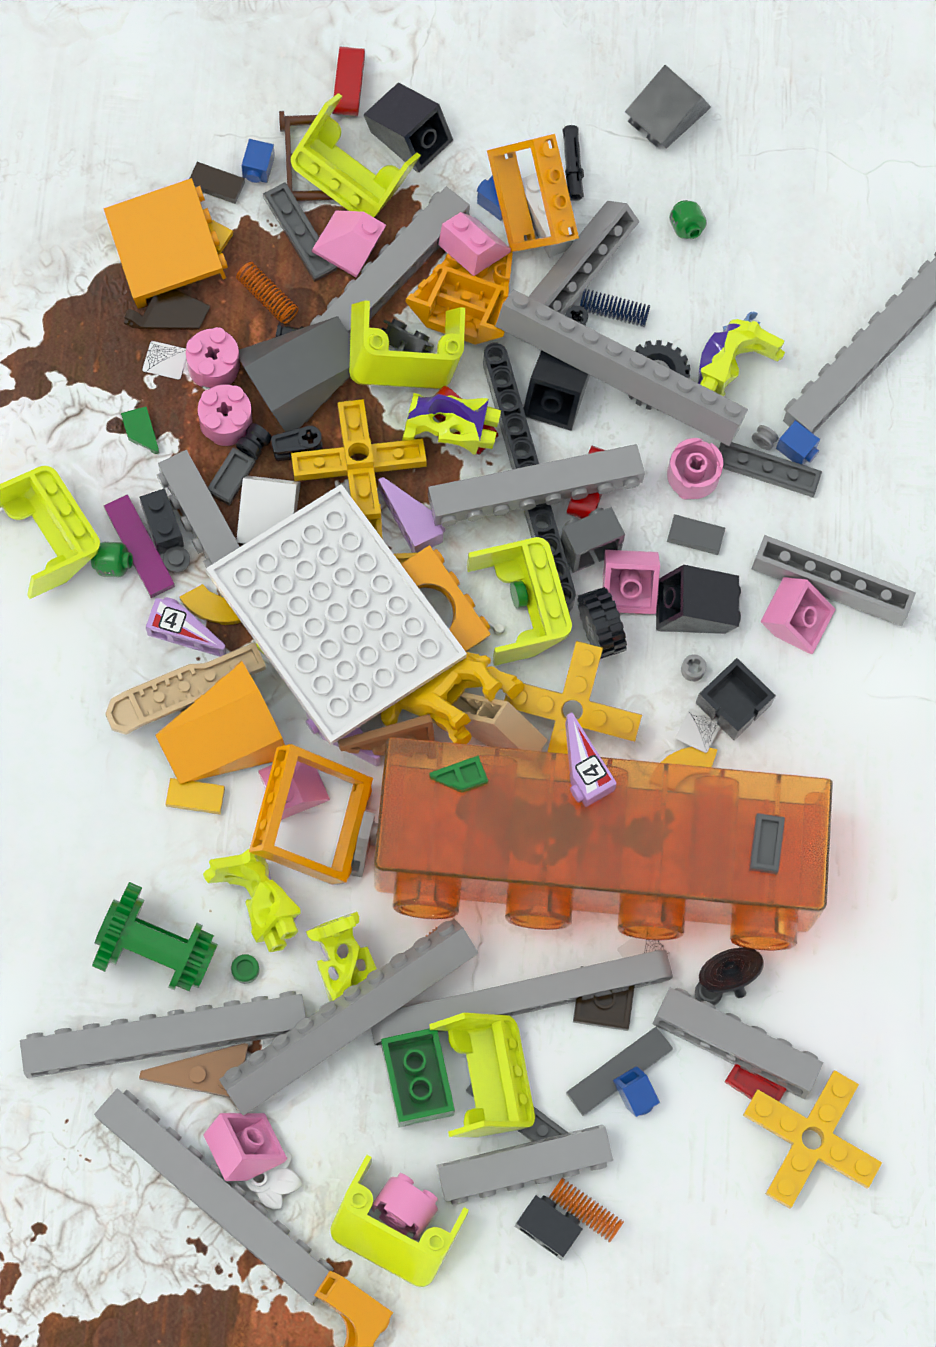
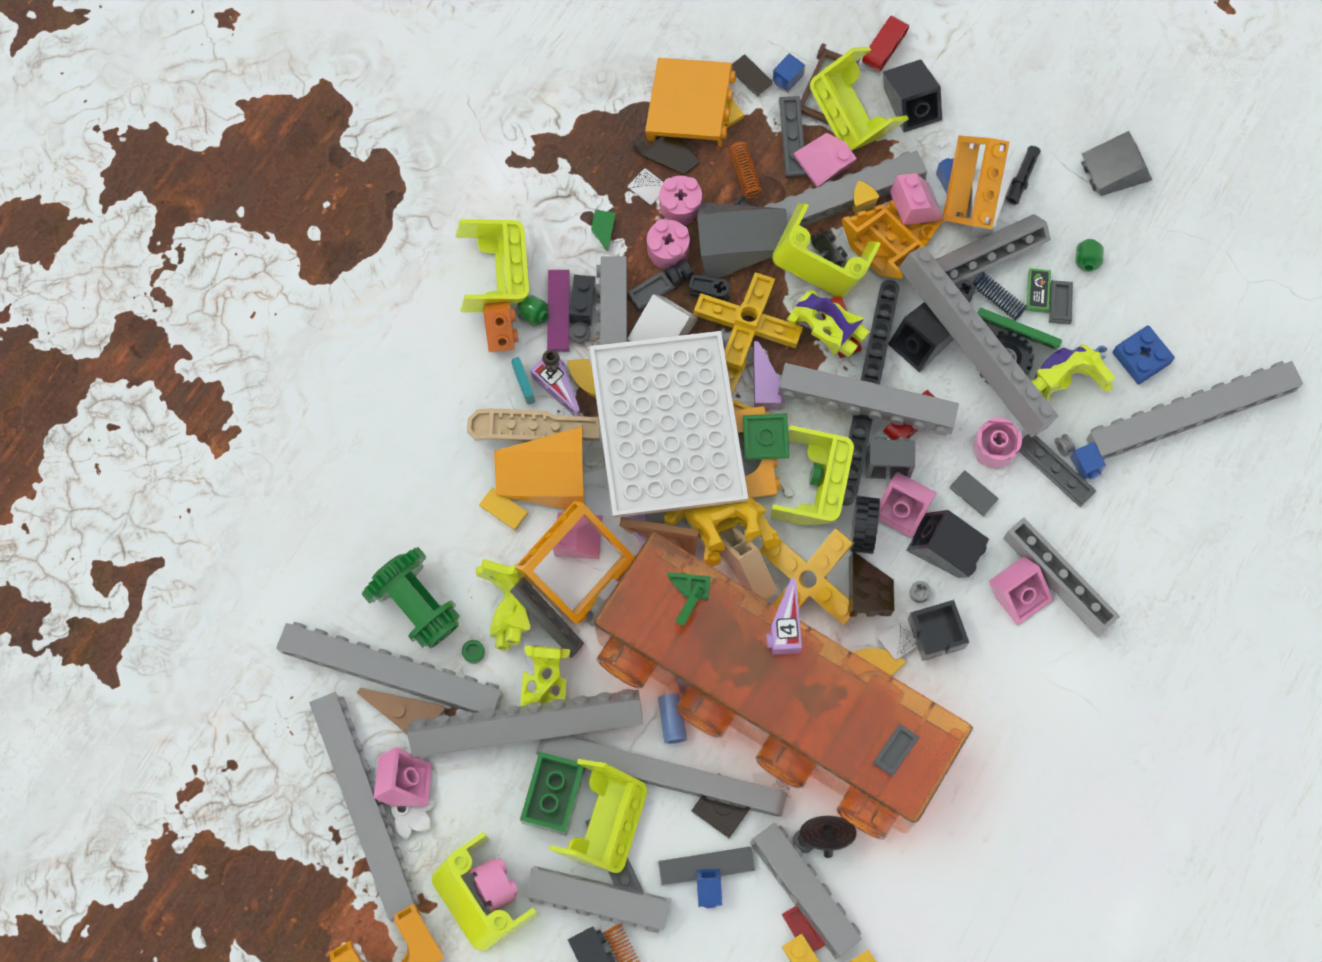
camera: 35 degrees right, 0 degrees up
(85, 594) = (499, 326): none -> orange brick
(142, 643) = (523, 380): none -> teal tile
(166, 604) = (551, 360): none -> dark brown pin
(309, 888) = (546, 616): none -> dark grey tile
(416, 265) = (864, 198): none -> yellow tile
(448, 577) = (765, 436): none -> green tile
(473, 795) = (690, 603): none -> green tile
(502, 933) = (672, 723): none -> medium blue pin
(641, 690) = (869, 589): none -> dark brown wing
(652, 282) = (1038, 290): none -> tile
(670, 333) = (1016, 327): none -> green tile
(682, 284) = (1060, 302): none -> dark grey tile
(795, 287) = (1144, 366): none -> blue brick

